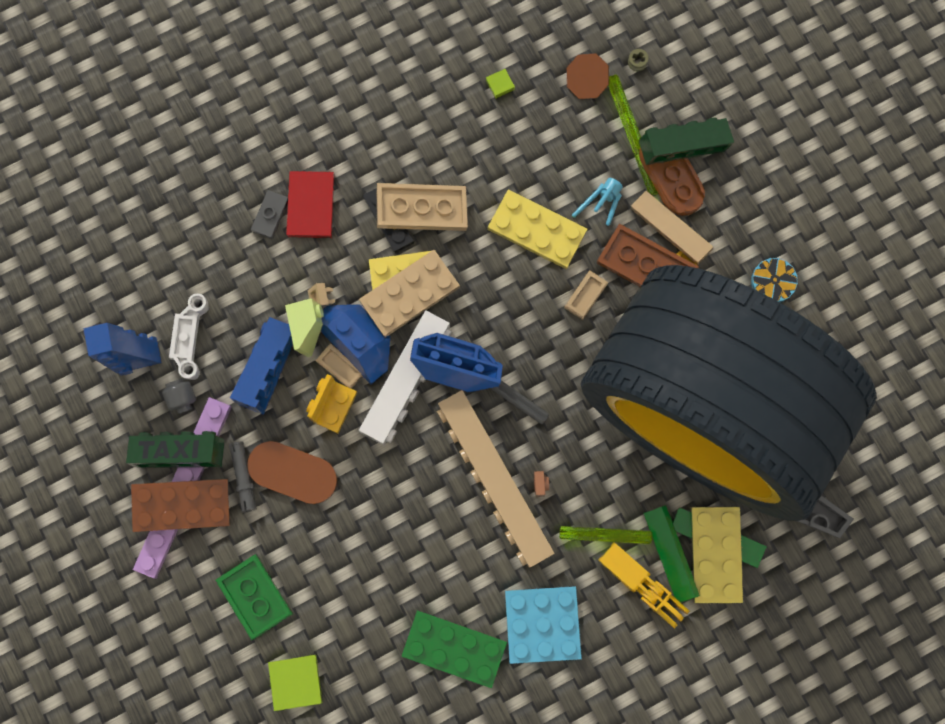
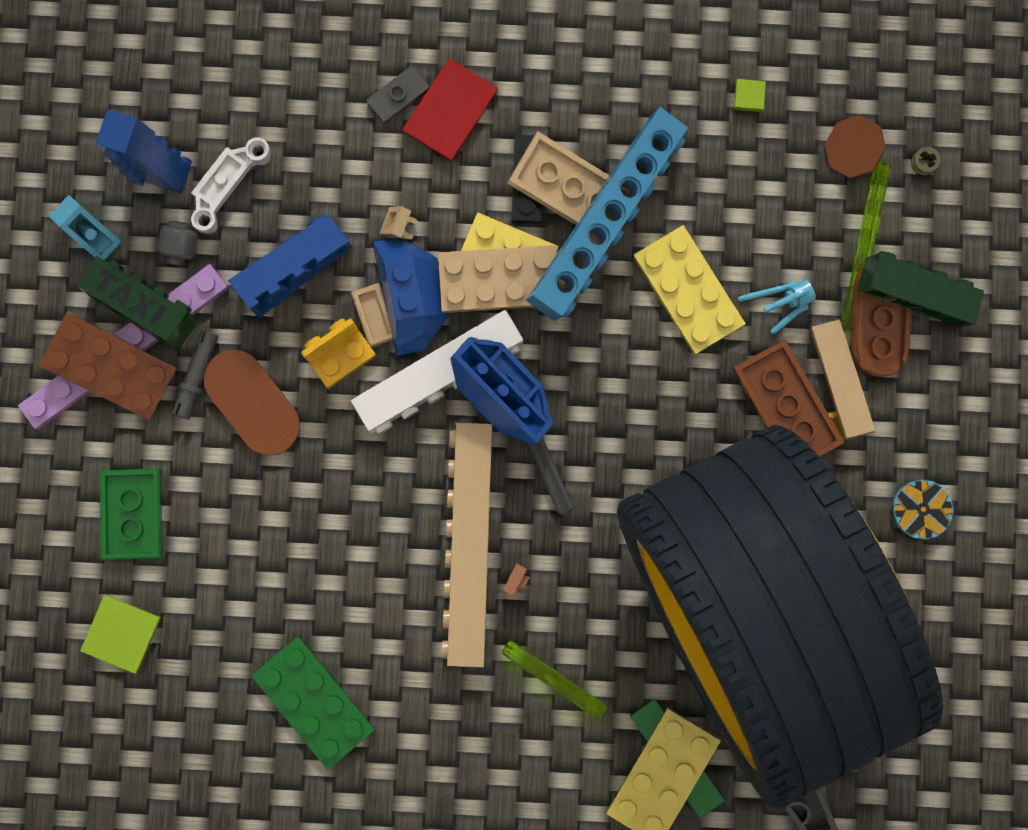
camera: 25 degrees right, 5 degrees up
(109, 423) = (84, 228): none -> medium azure slope
(305, 325) = (360, 246): yellowish green slope -> none
(447, 283) = (660, 128): none -> dark azure brick
(542, 625) = (425, 735): medium azure plate -> none
(586, 295) = (697, 398): tan tile -> none
(633, 577) = (558, 744): yellow arm -> none
(671, 554) = (613, 745): green tile -> none

